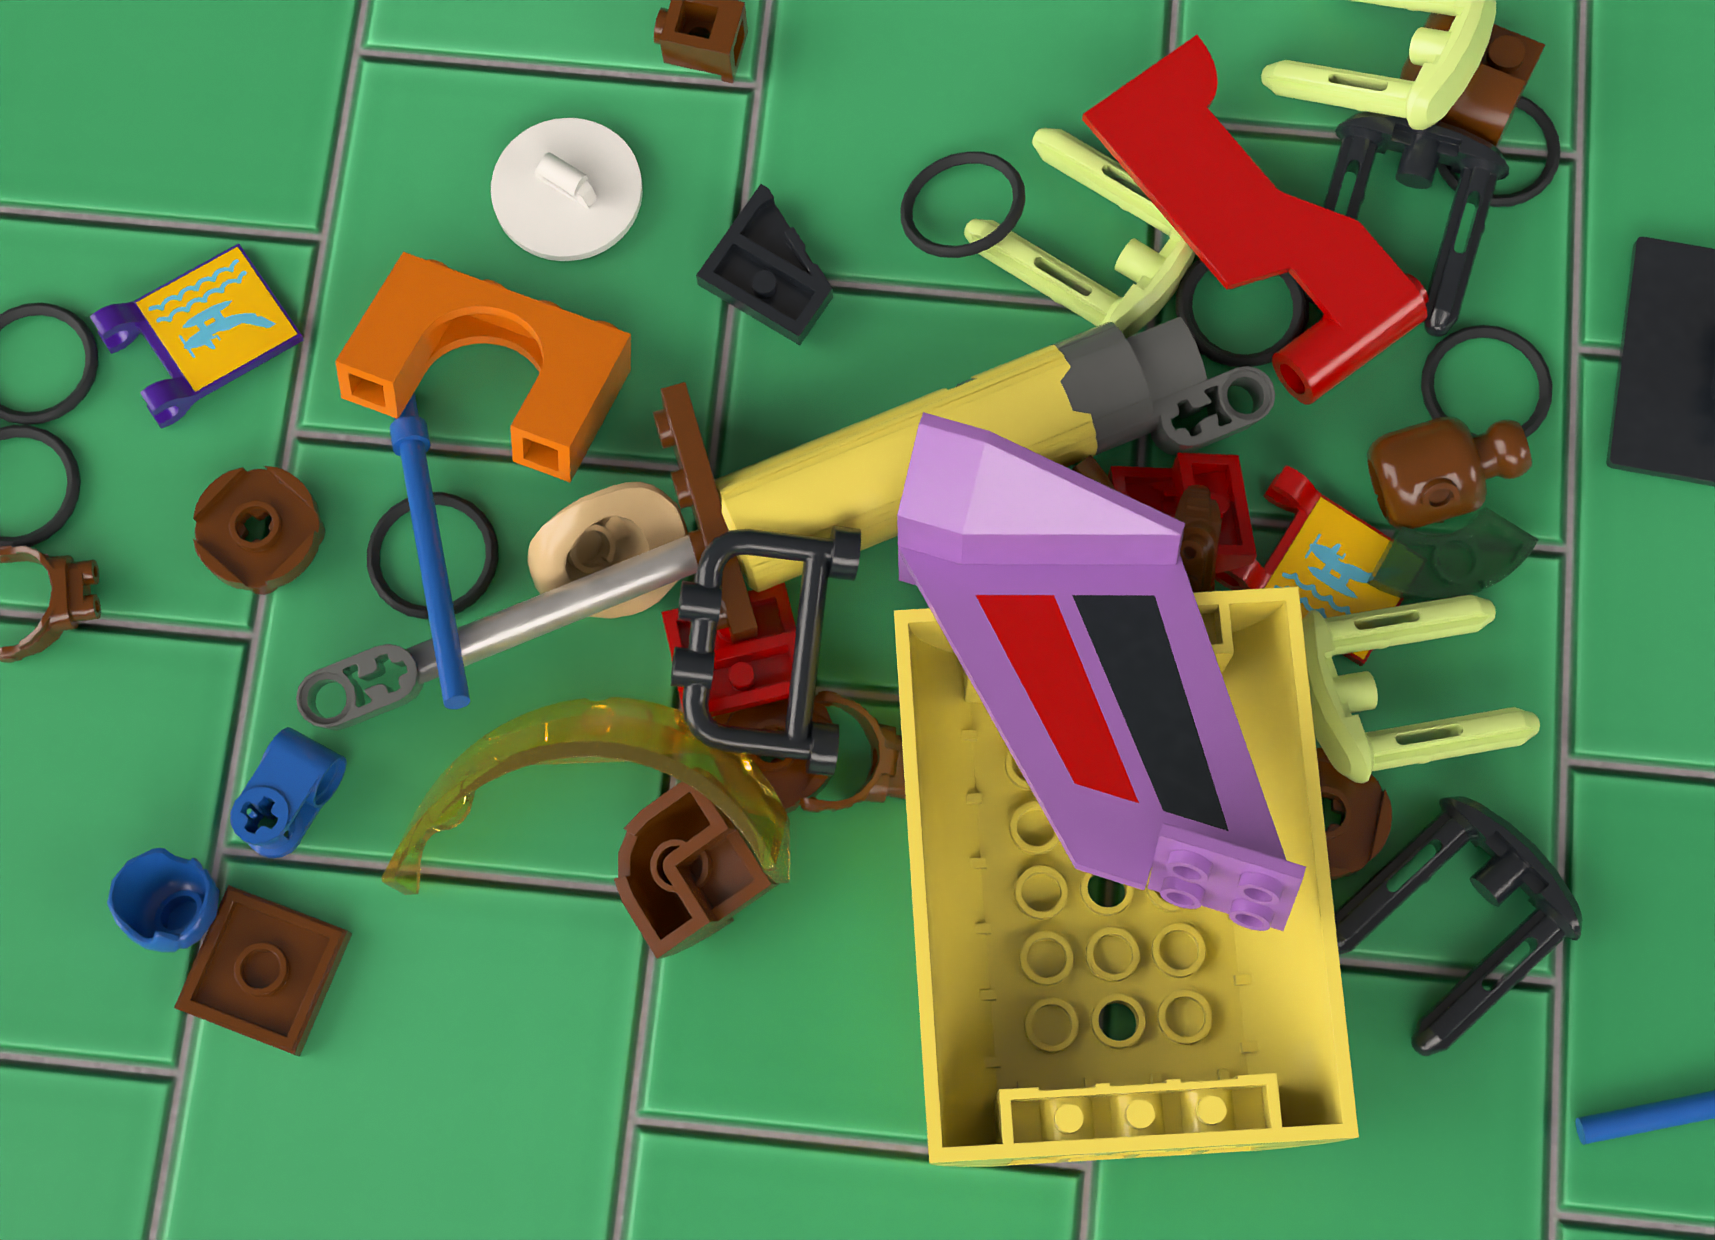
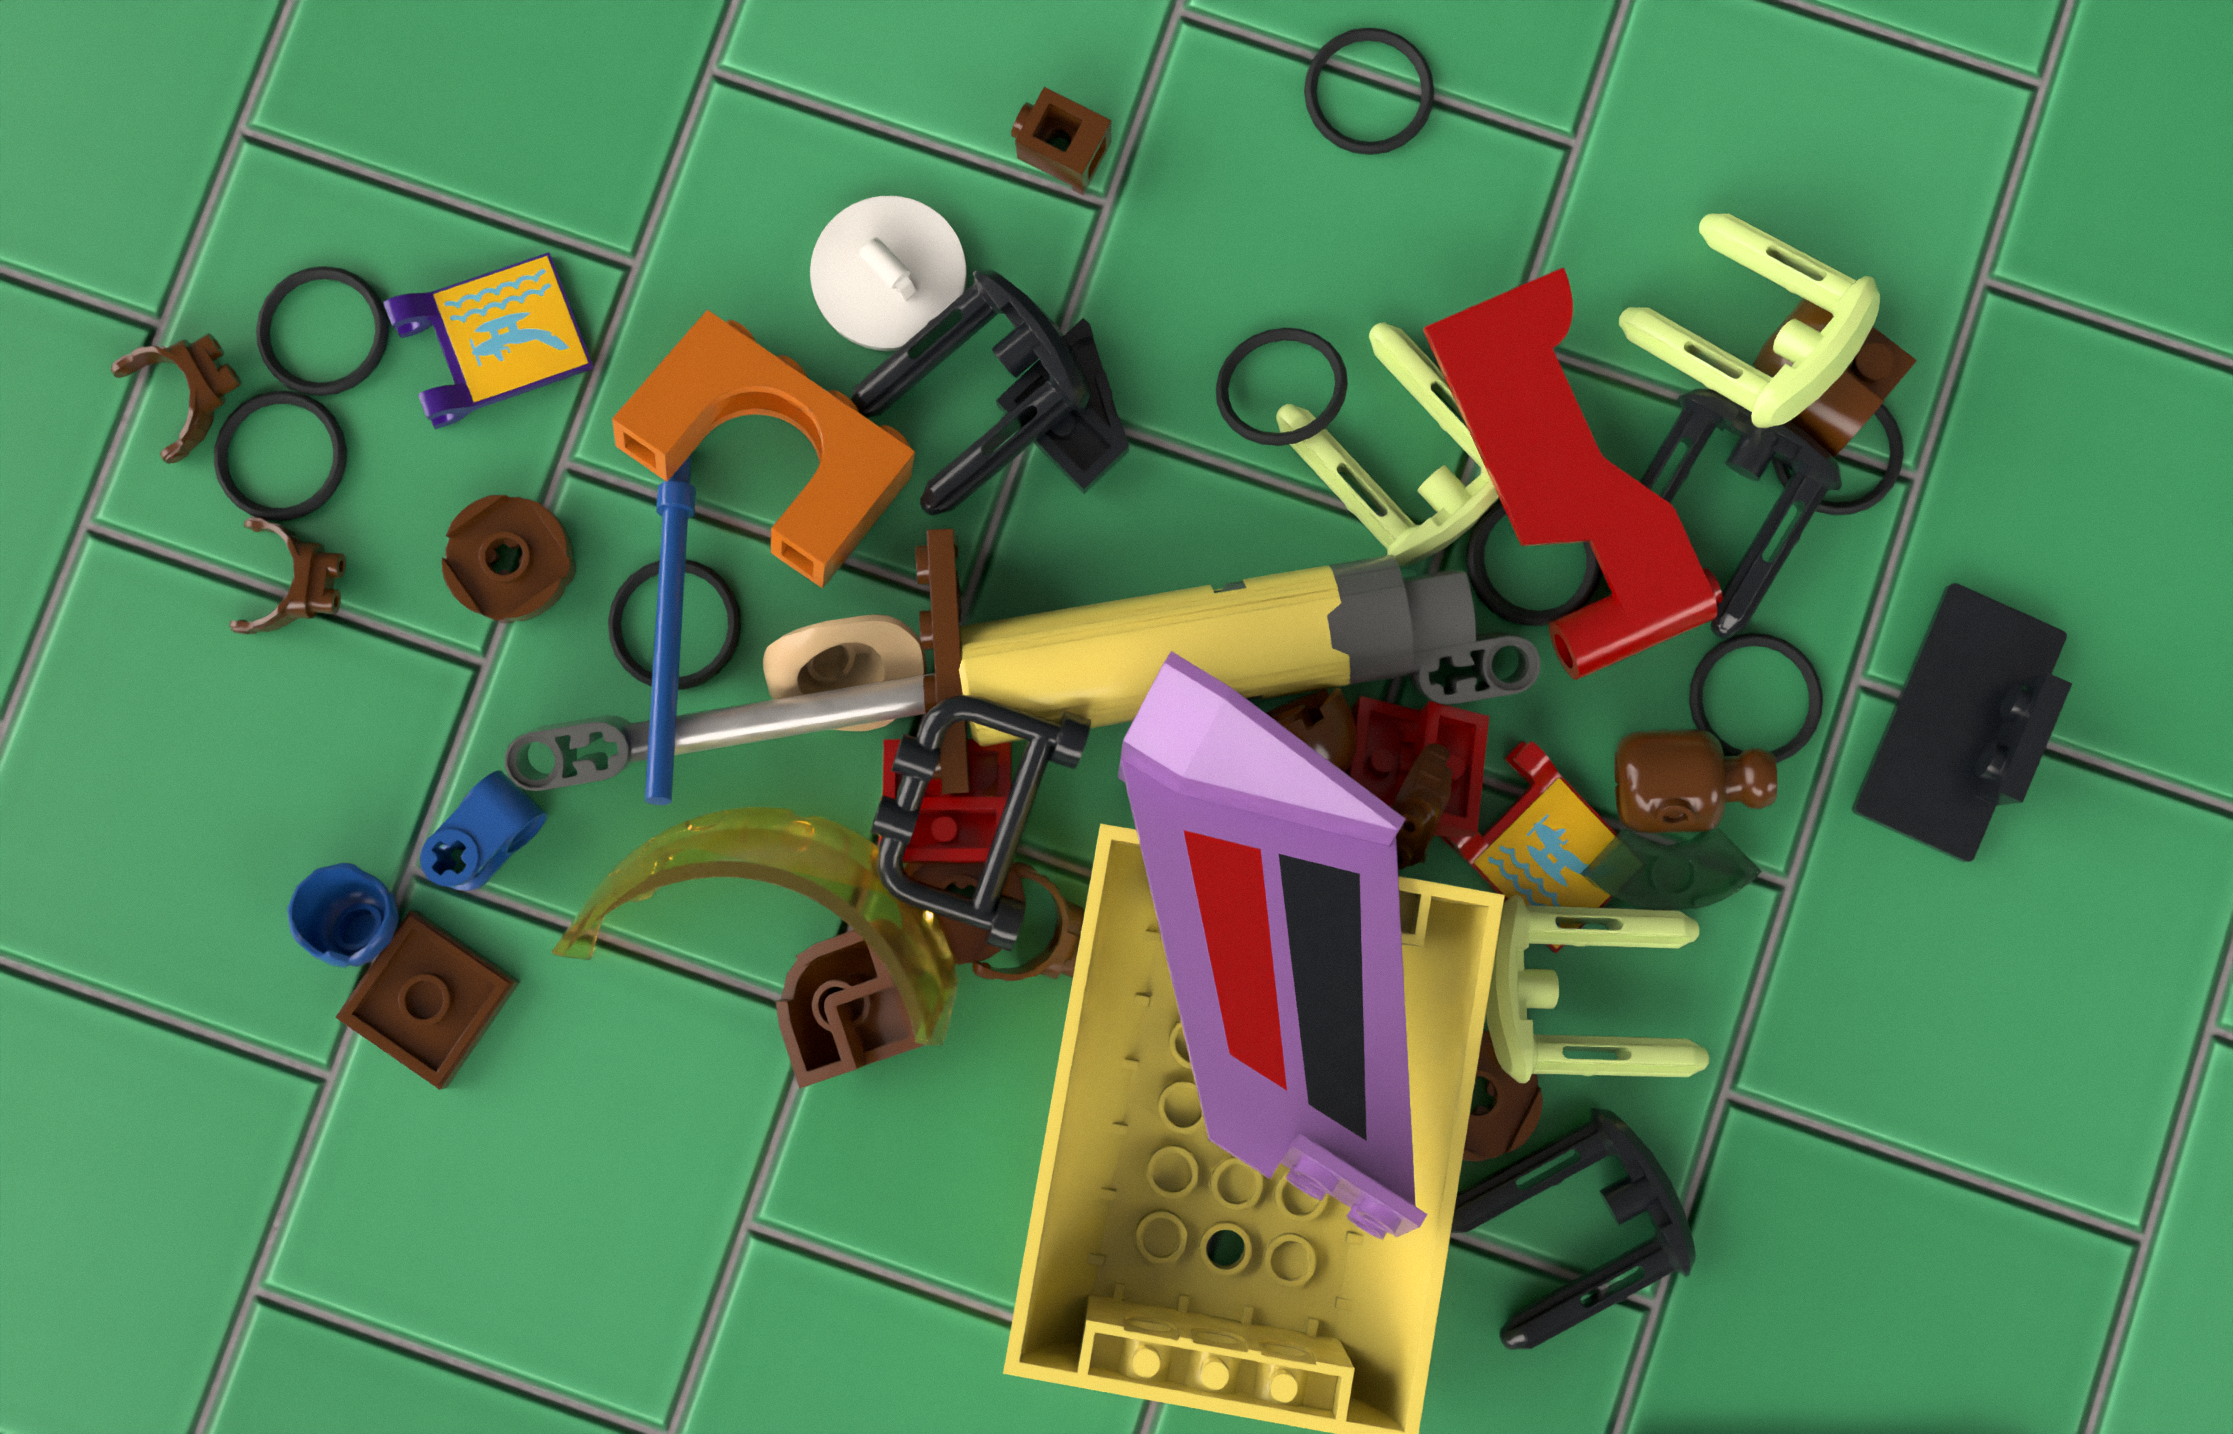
camera: 10 degrees right, 10 degrees up
(716, 209) = (1031, 340): none -> black piece

